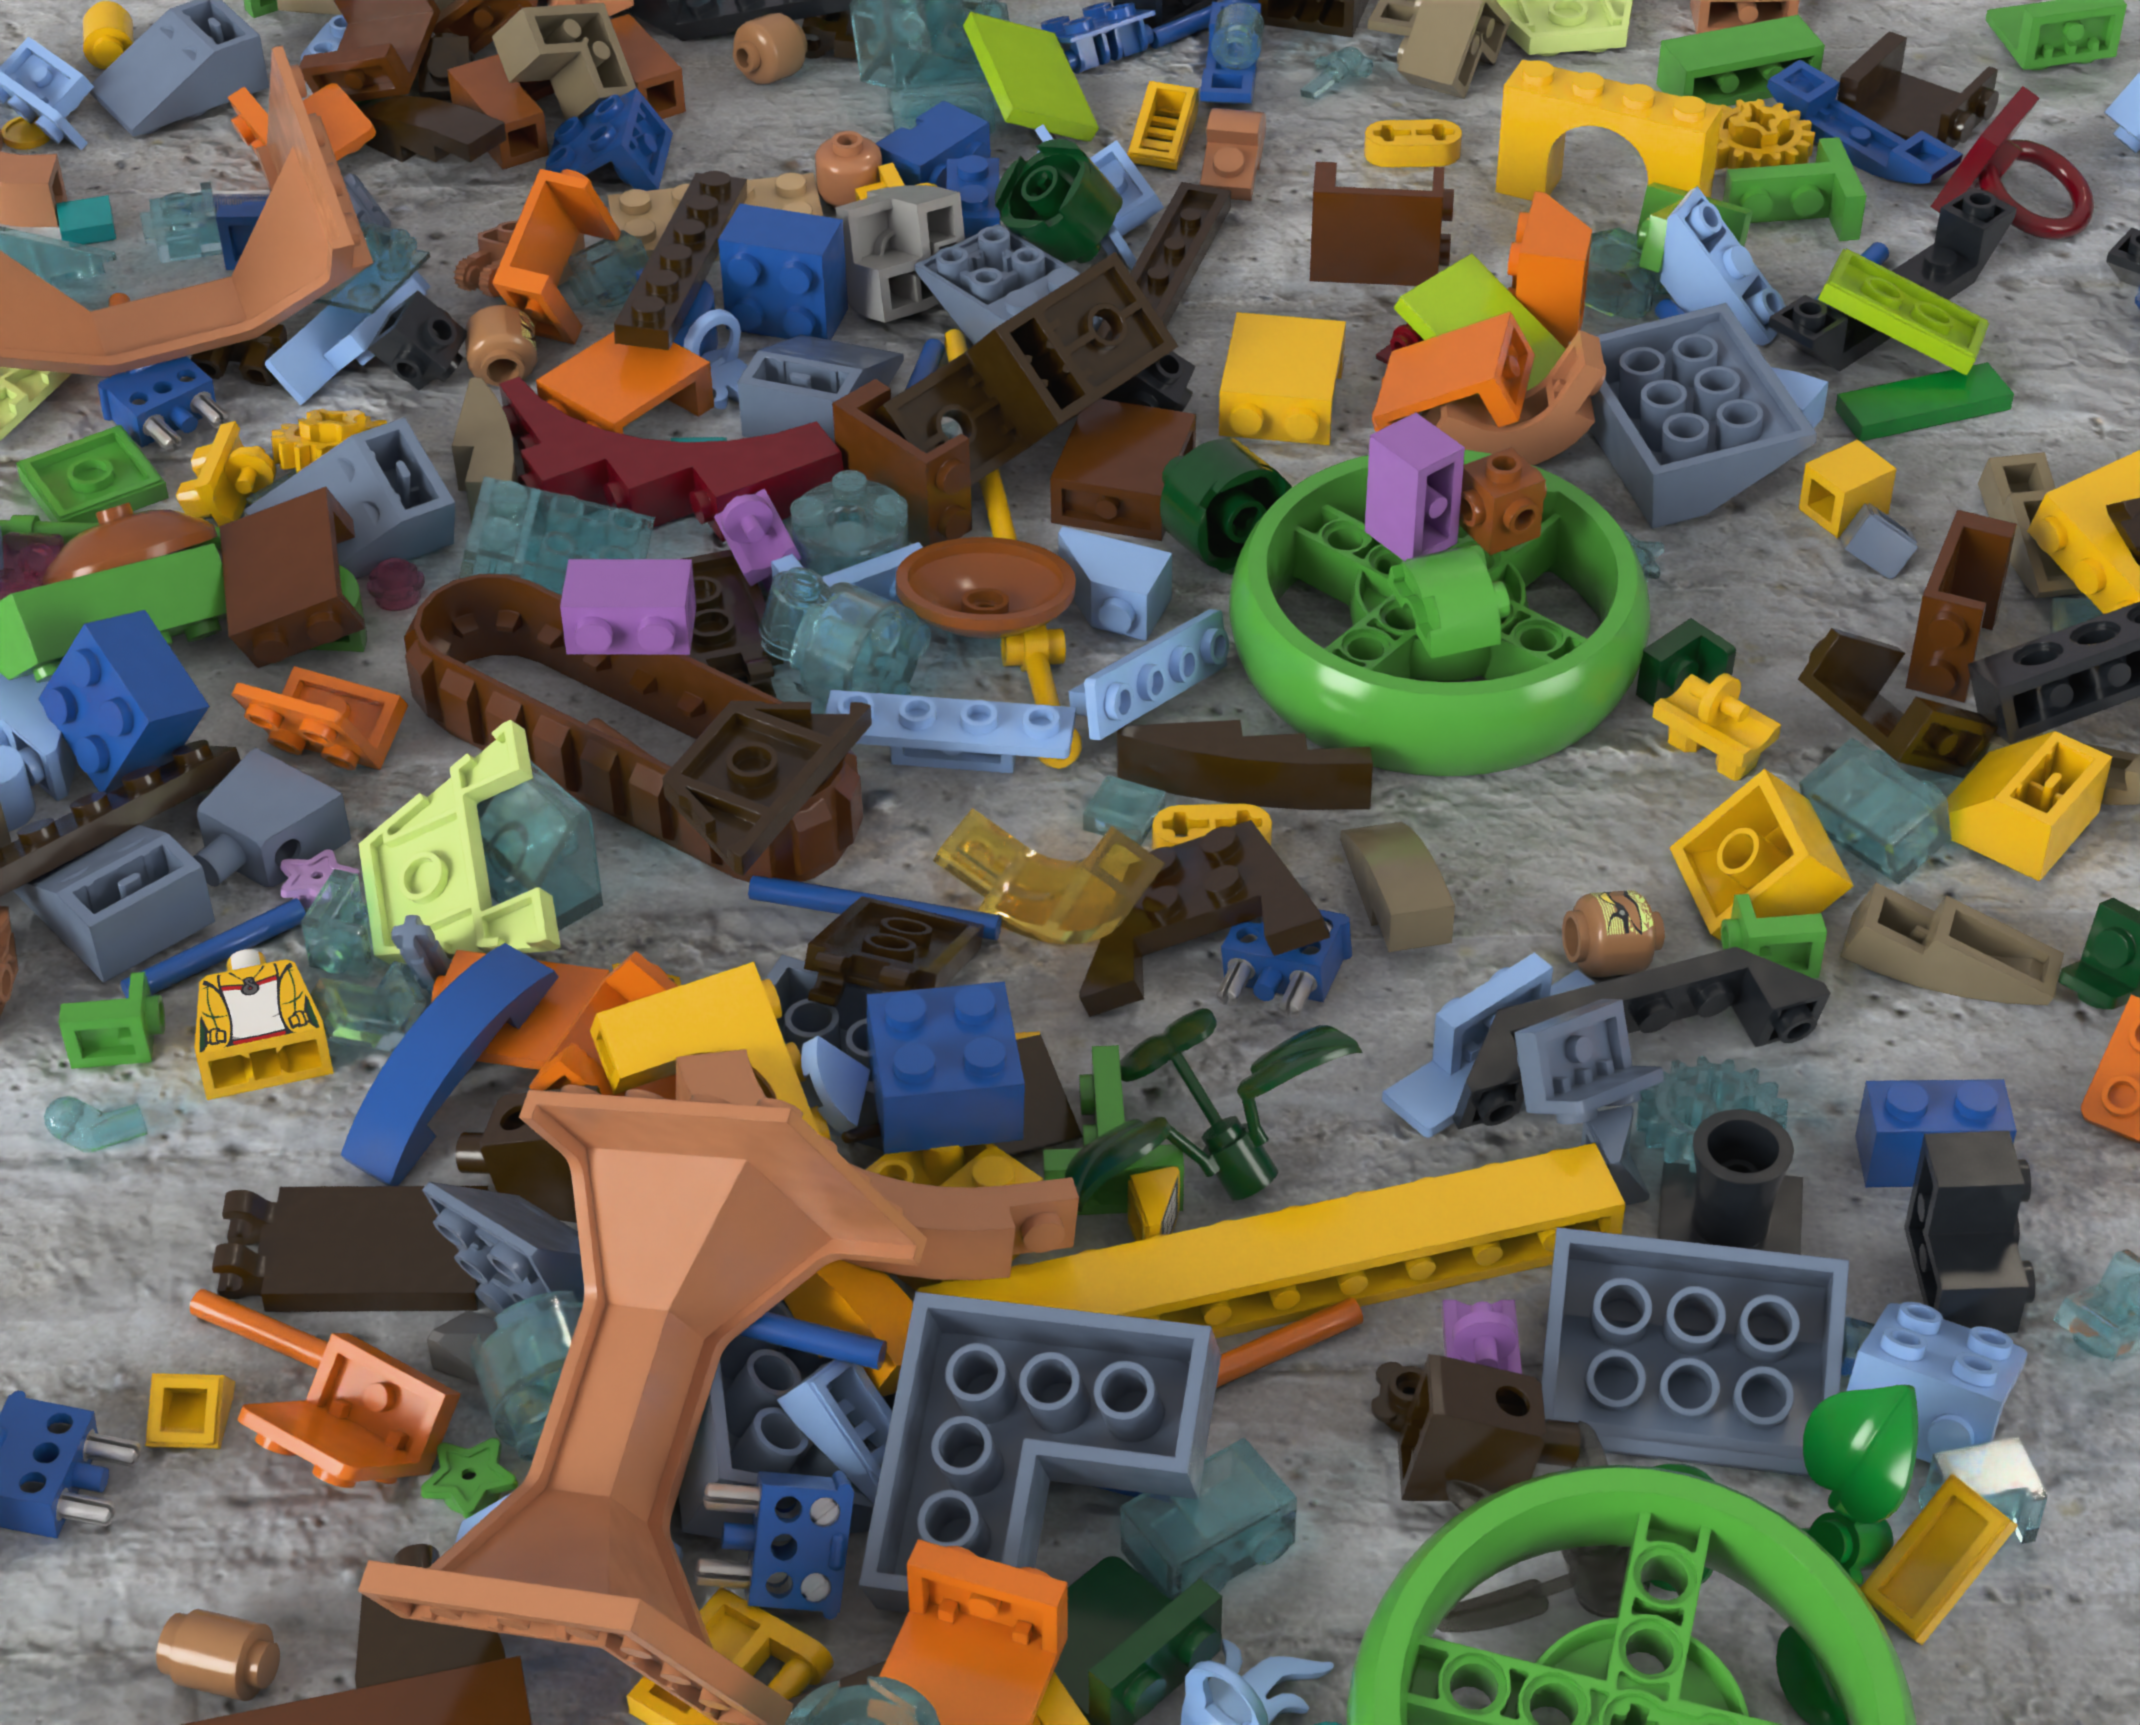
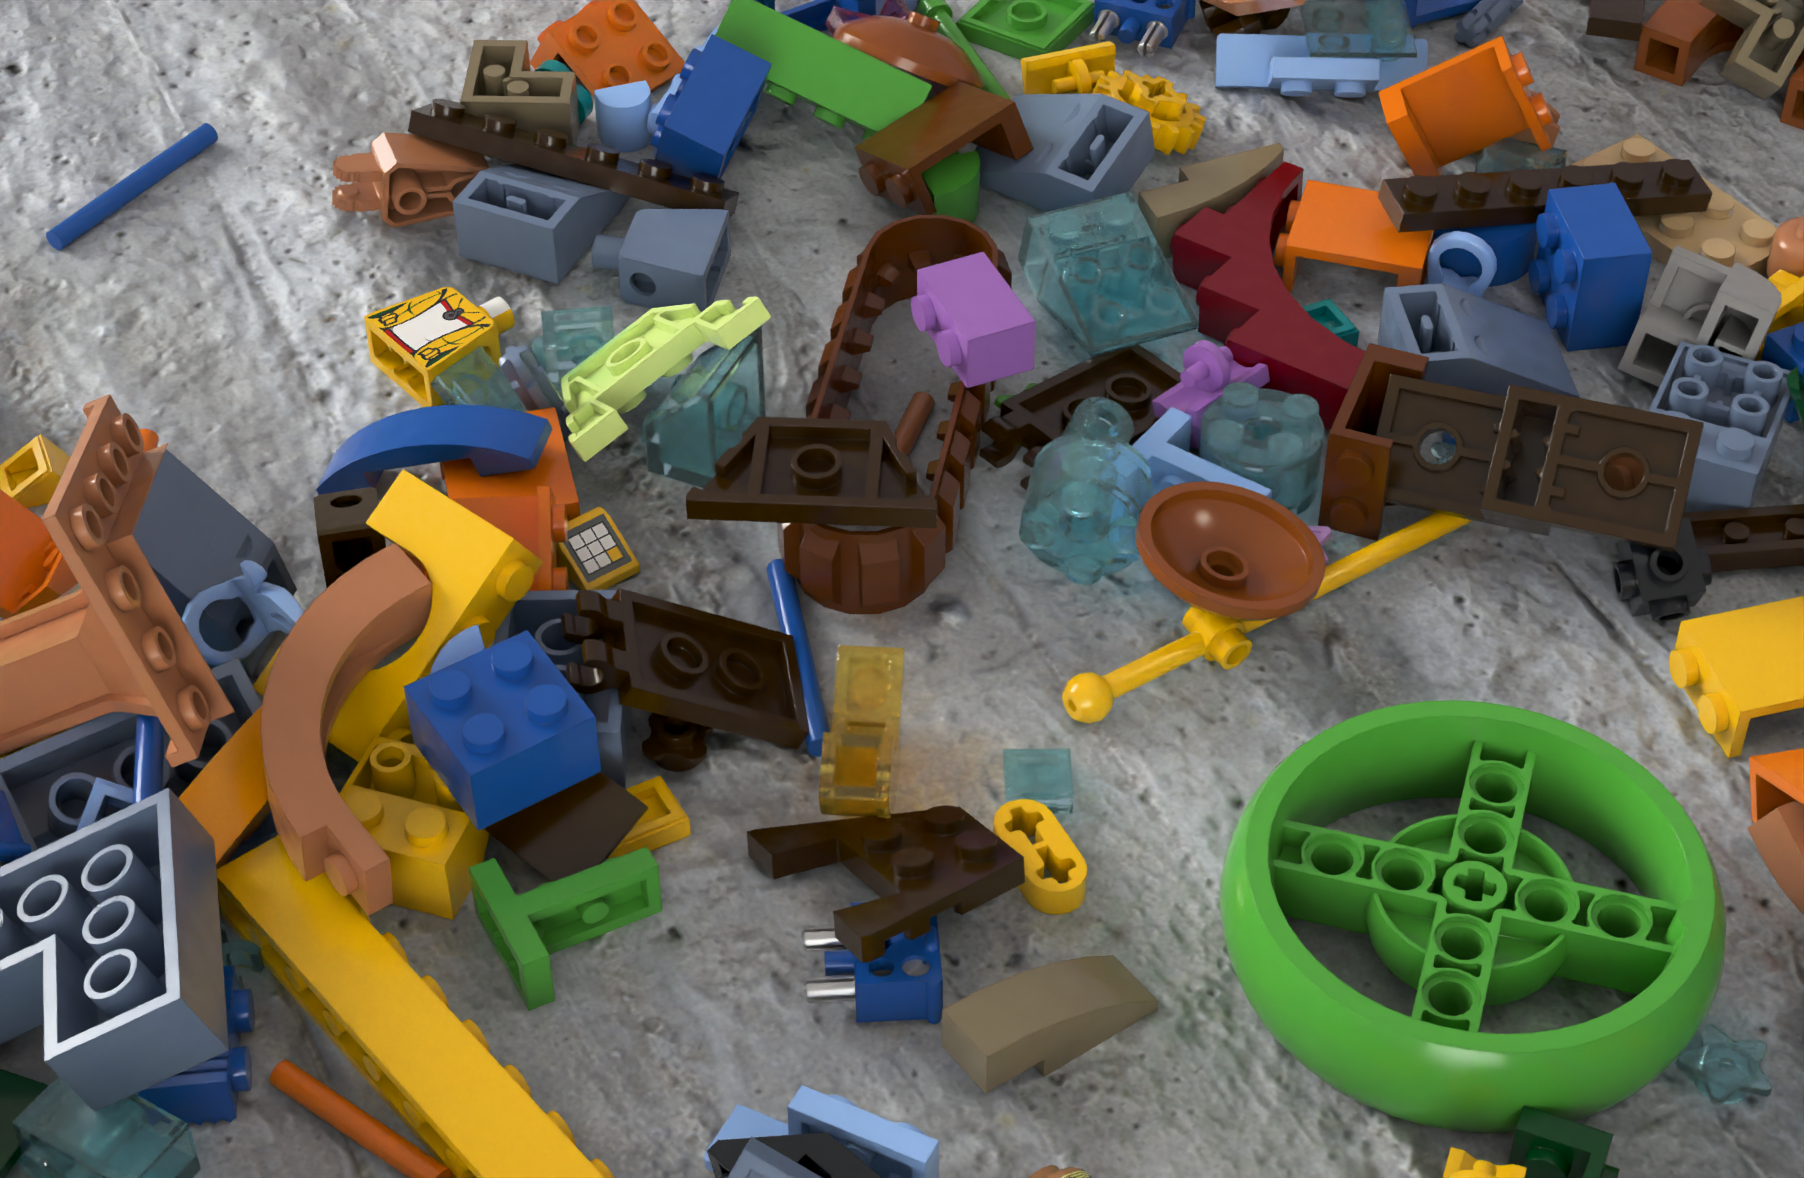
camera: 65 degrees right, 0 degrees up
(90, 1128) = (296, 310): clear light blue arm -> none
(113, 1029) = (397, 273): bright green bracket -> none
(221, 947) = (508, 289): blue bar -> none
(309, 876) = (626, 307): lavender plate -> none
(327, 716) = (801, 251): orange bracket -> none
(341, 1251) = (252, 477): dark brown tile -> none
(396, 584) = (1010, 217): clear pink plate -> none
(419, 341) = (1314, 83): black brick -> none
(500, 344) = (1358, 150): medium nougat head -> none
(617, 131) = (1712, 110): blue bracket -> none
(960, 731) = (1023, 600): light blue bracket -> none
(1115, 467) = (1526, 590): reddish brown panel -> none
(1117, 582) = (1344, 658): light blue slope -> none
(1152, 674) = (1183, 711): light blue bracket -> none
(1153, 1202) = (480, 977): yellow slope -> none
(1217, 499) = (1509, 663): dark green brick -> none
(1231, 1148) = (595, 976): dark green plant -> none
(1262, 770) = (1138, 833): dark brown slope -> none
(1414, 488) = (1517, 776): medium lavender brick -> none
(1451, 600) = (1401, 879): bright green cylinder -> none
(1502, 501) = (1584, 865): dark orange brick -> none

